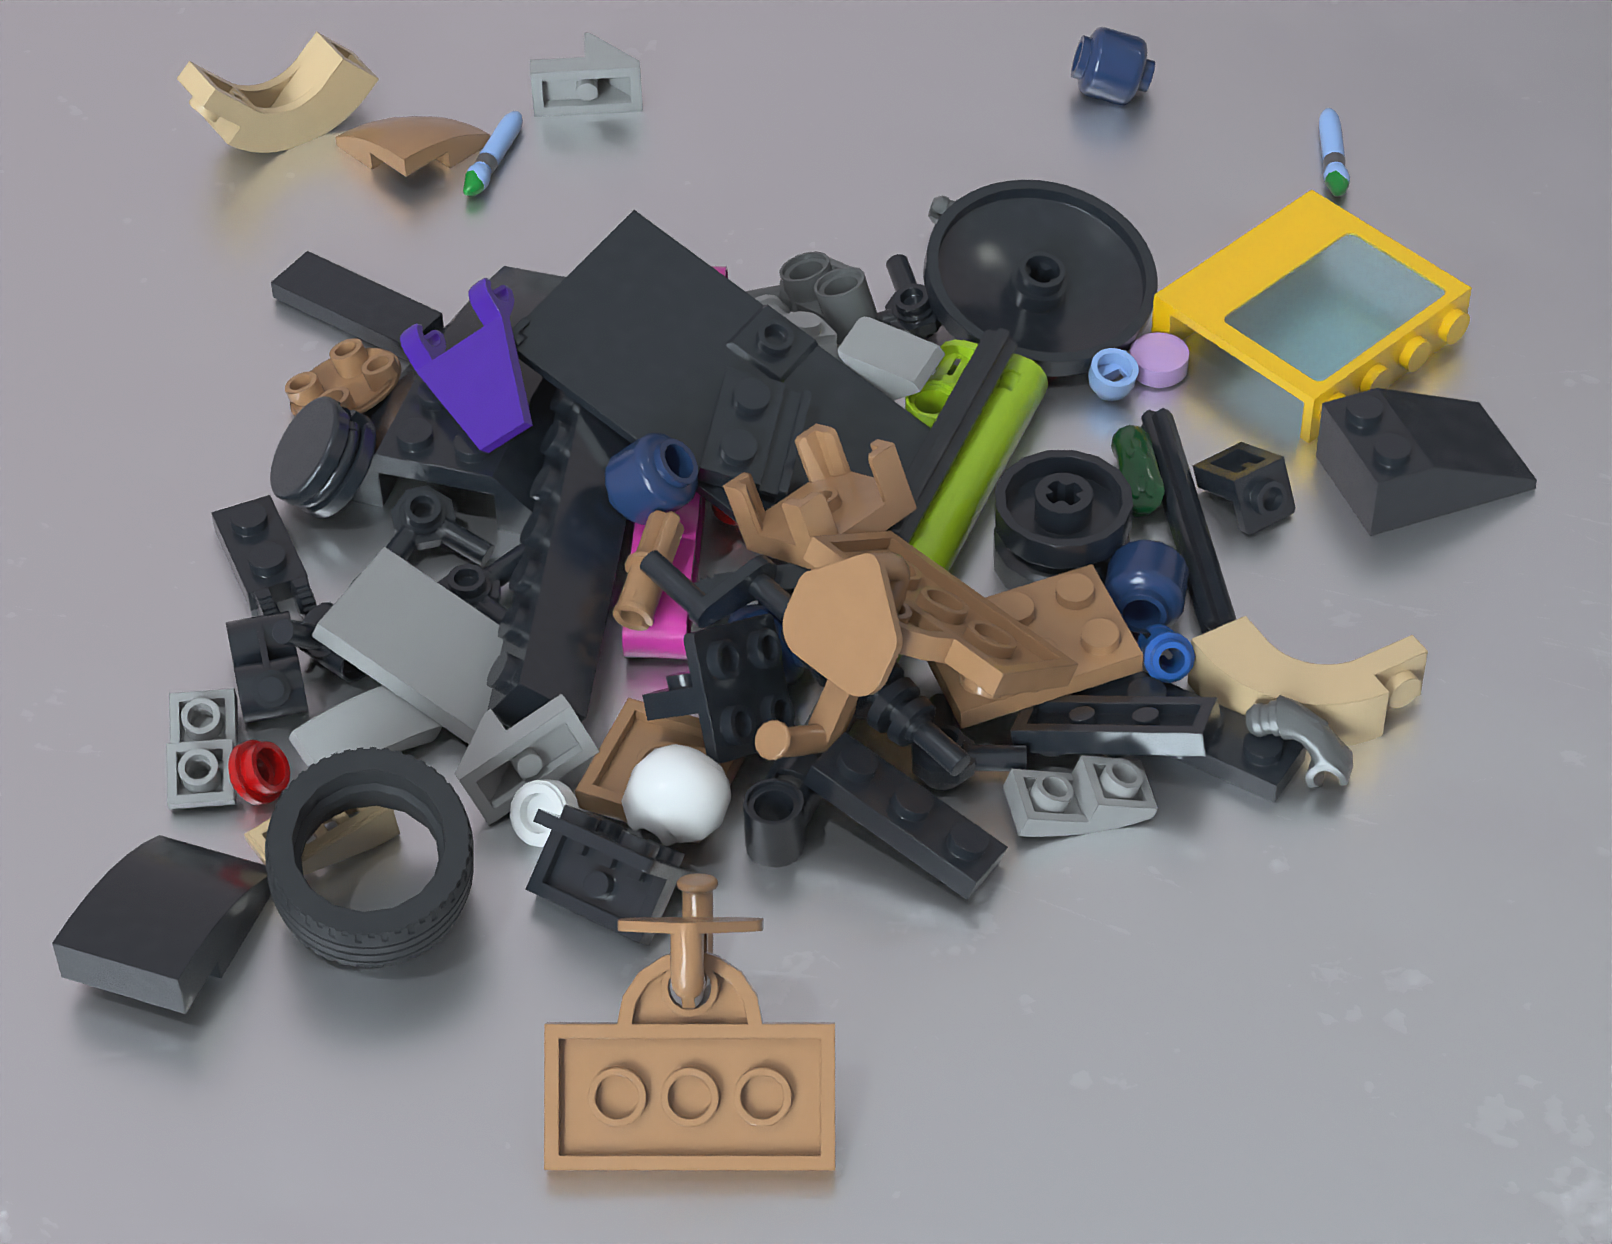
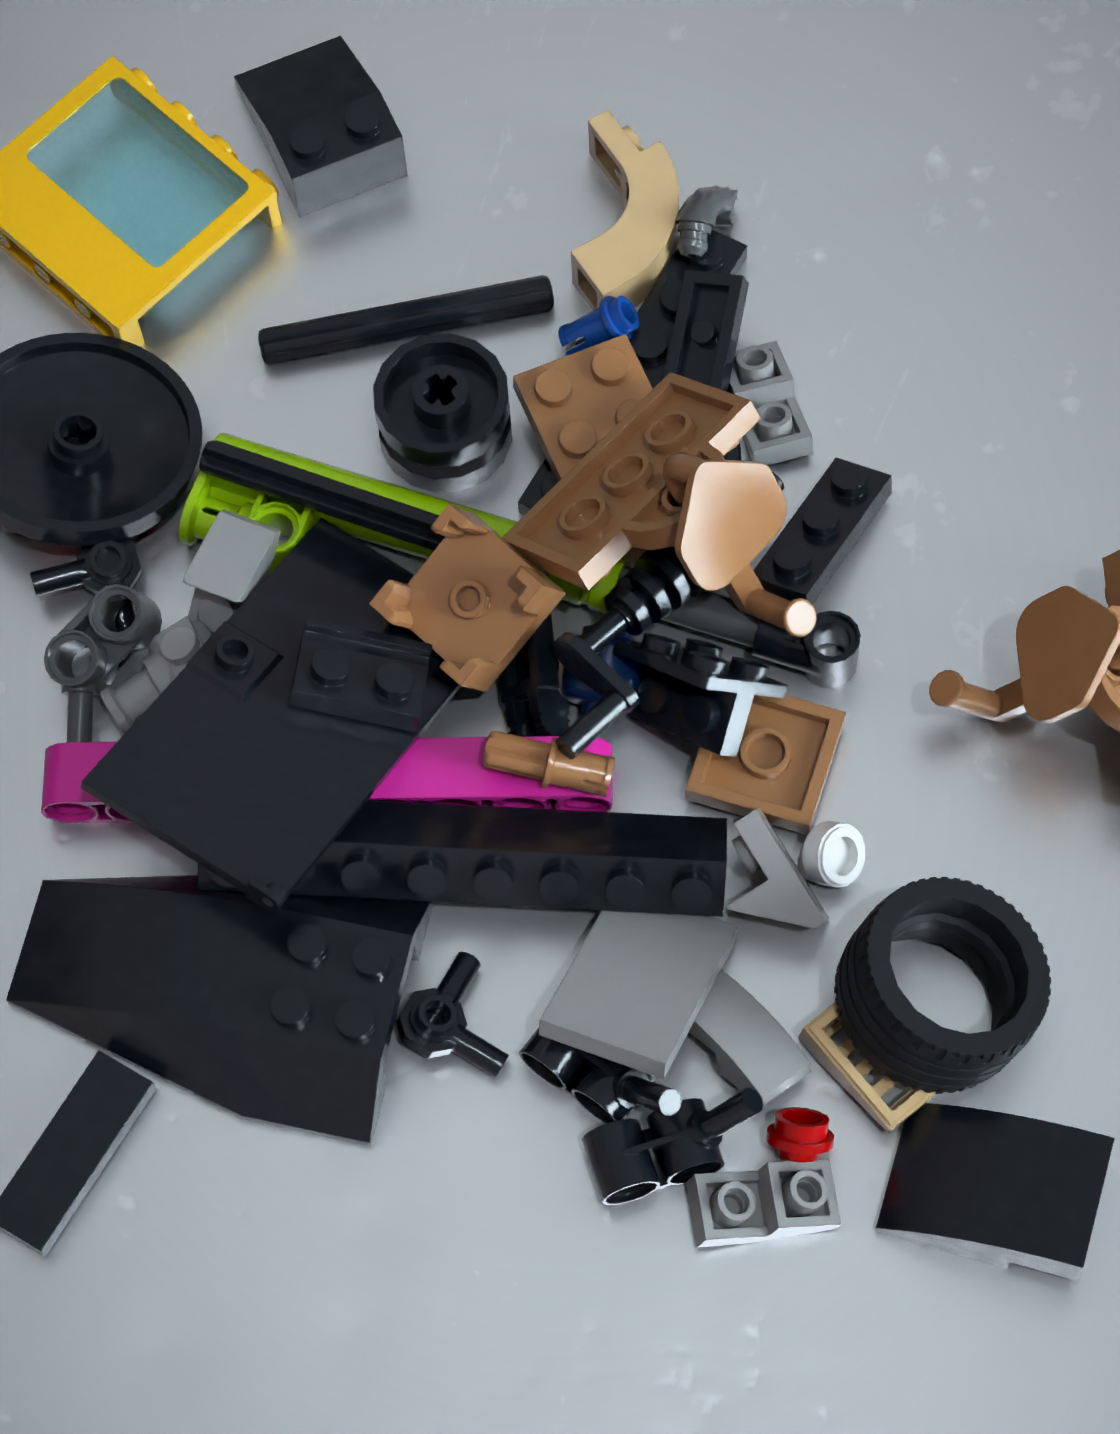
camera: 90 degrees left, 20 degrees up
(263, 556) = (488, 1186): black hinge -> none
(323, 457) = (365, 1127): black head -> none
(352, 376) = (219, 1138): medium nougat dish -> none
(481, 374) = (305, 941): dark purple flag -> none
(483, 586) = (538, 958): black piece -> none
(604, 870) = (905, 783): black bracket -> none
(651, 477) = (439, 762): dark blue head -> none
(677, 795) = (824, 726): white hair -> none
(1107, 367) = (214, 374): light blue hinge -> none
(1139, 467) = (344, 352): dark green piece -> none
(1147, 584) = (517, 336): dark blue head -> none
(1160, 359) = (174, 341): lavender tile -> none
(1252, 480) = (358, 264): black bracket -> none

